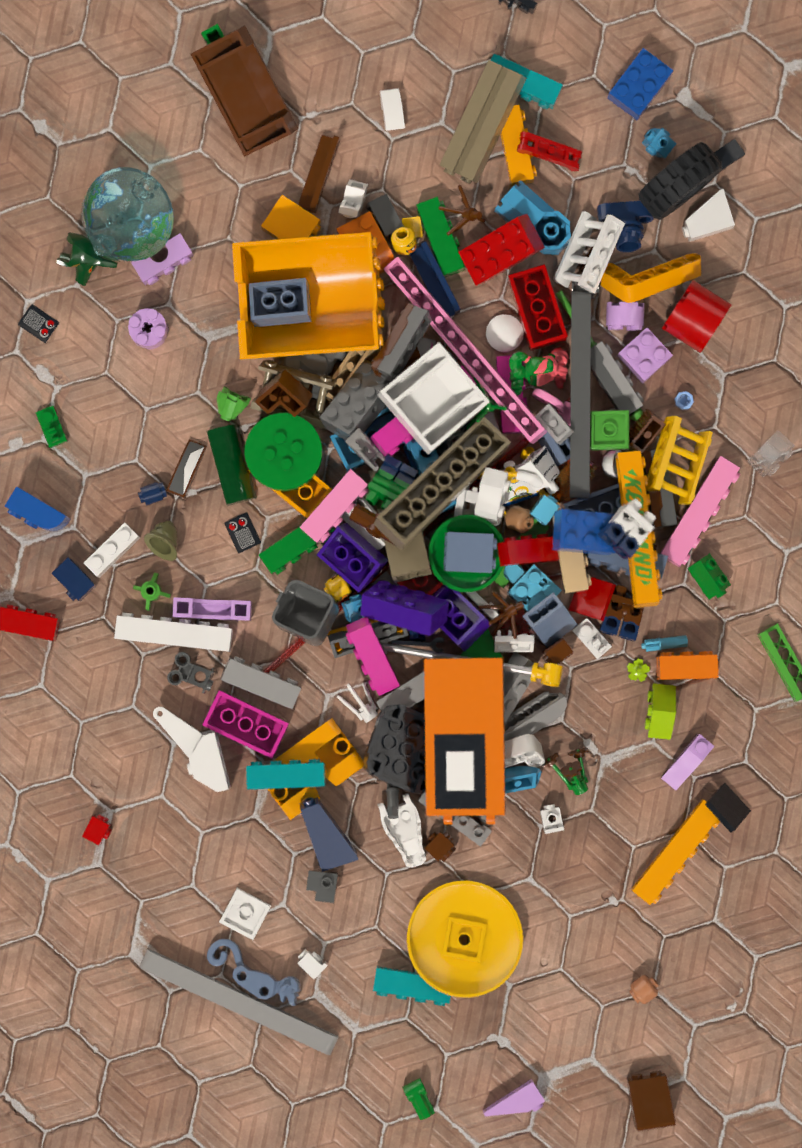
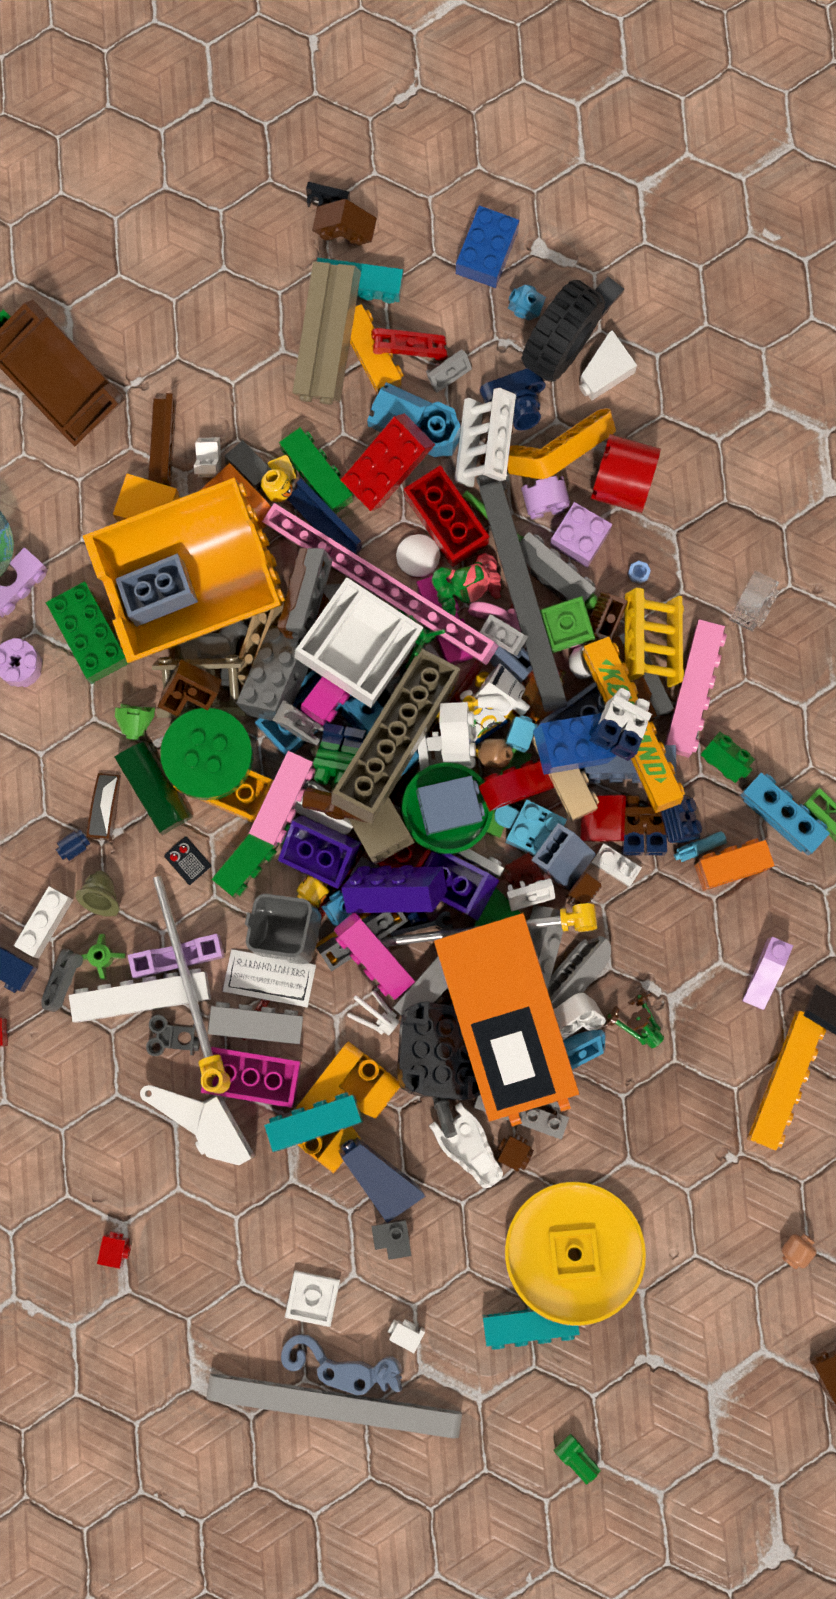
camera: 15 degrees left, 5 degrees down
(113, 600) = (60, 980): none -> dark grey plate
(212, 319) = (87, 632): none -> green brick
(216, 705) = (210, 1065): none -> flat silver piece
(282, 648) = (269, 978): none -> white sticker
(392, 109) = (223, 349): white slope -> none
(468, 213) = (339, 435): reddish brown plant -> none
(507, 610) = (513, 859): reddish brown plant -> none
(520, 1100) = (695, 1425): lavender slope -> none
(525, 28) = (346, 221): none -> reddish brown brick
(550, 827) = (639, 1091): white brick -> none
(576, 183) = (449, 371): none -> light grey plate
(638, 670) = (679, 886): lime plant -> none
(654, 619) = (681, 821): none -> dark blue brick
(661, 711) = (720, 923): lime brick -> none
(740, 648) = (787, 827): none -> dark azure brick

